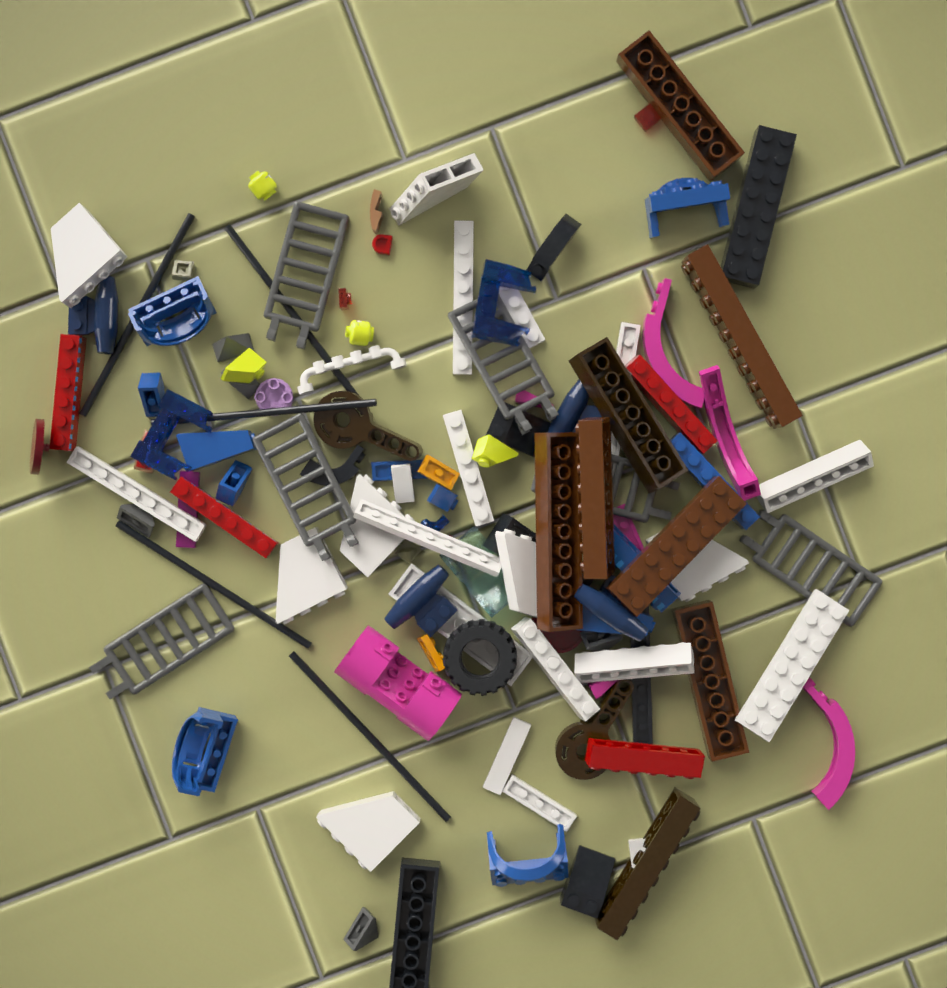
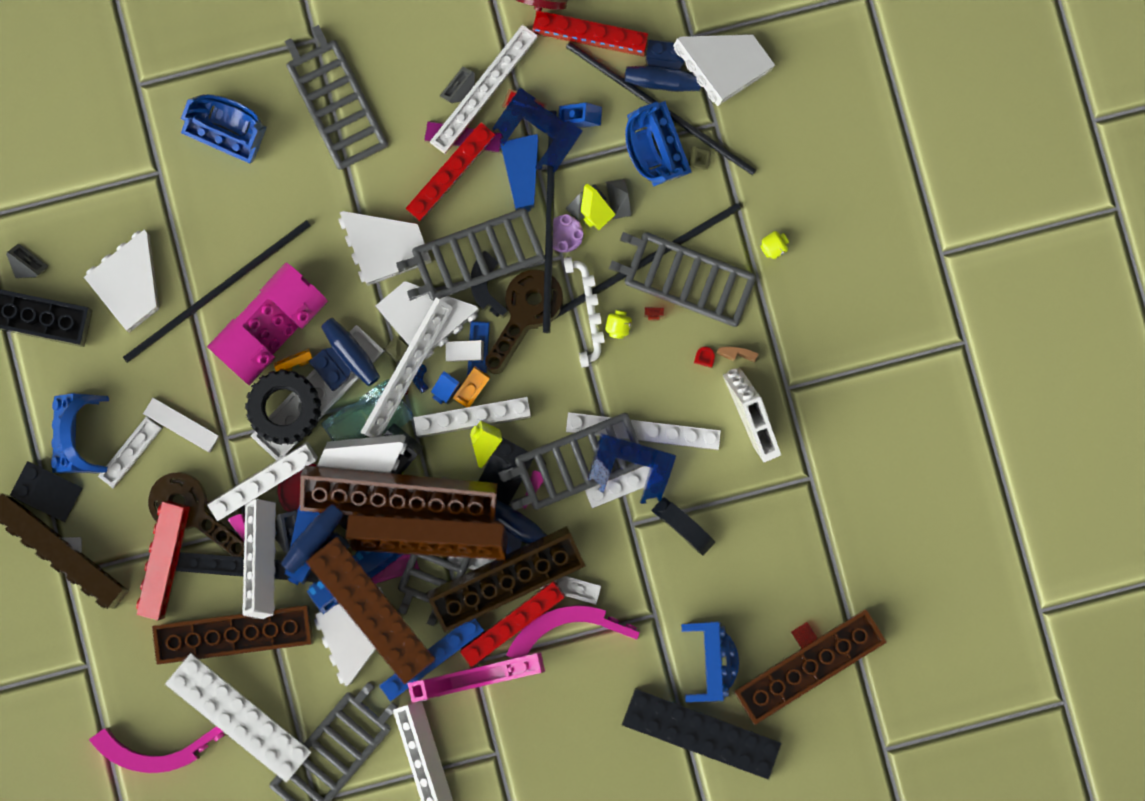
camera: 95 degrees right, 5 degrees down
(213, 584) = (385, 154): black piece -> none
(233, 483) = (483, 184): blue slope -> none
(740, 337) = (571, 702): reddish brown brick -> none

